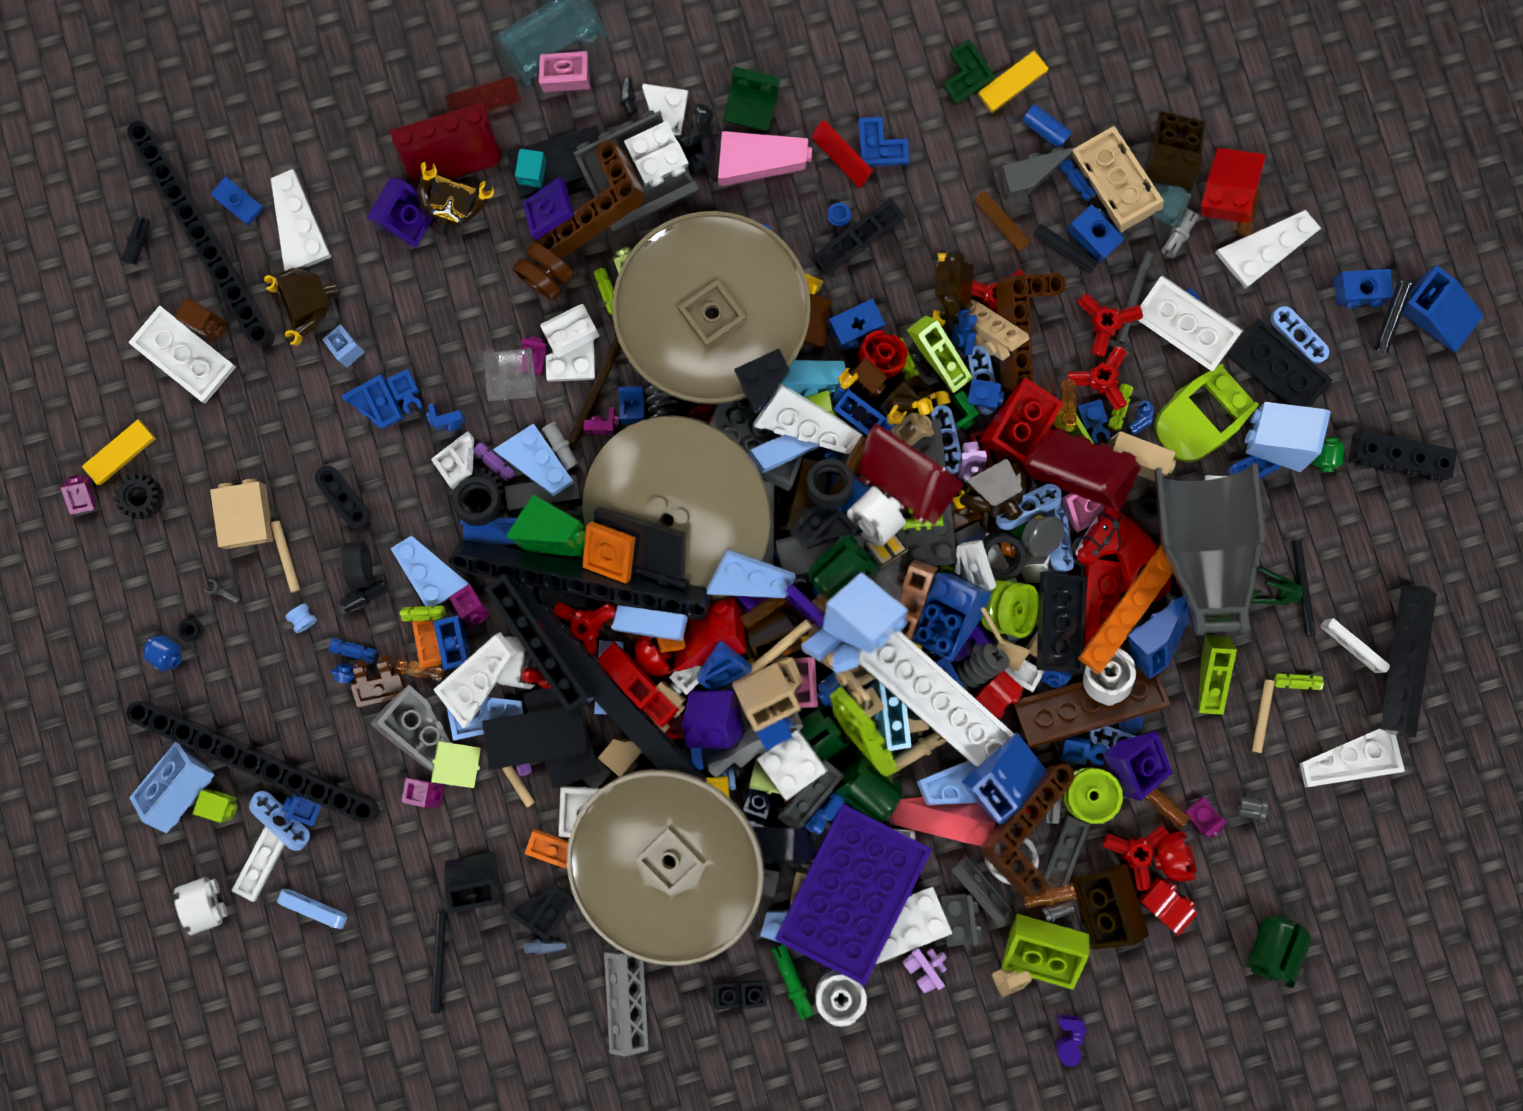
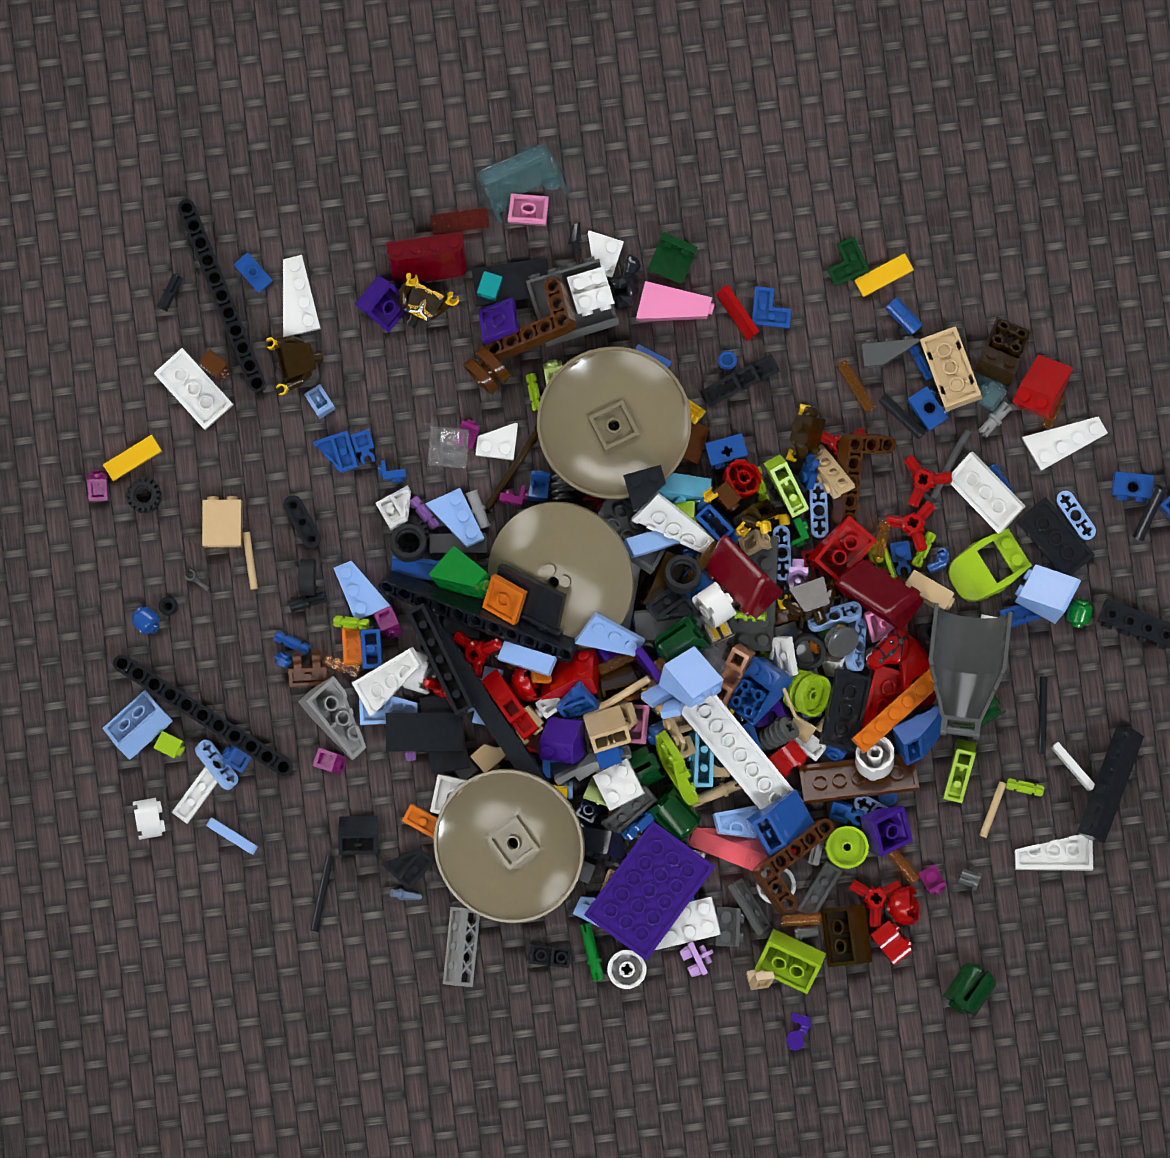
camera: 15 degrees right, 0 degrees up
(301, 618) = (256, 611): light blue wheel -> none
(455, 764) = (359, 743): yellowish green piece -> none
(518, 786) = (404, 768): tan bar -> none
(569, 330) = (500, 419): white bracket -> none
(985, 394) = (817, 523): blue bracket -> none
(1286, 590) = (1029, 714): dark green plant -> none

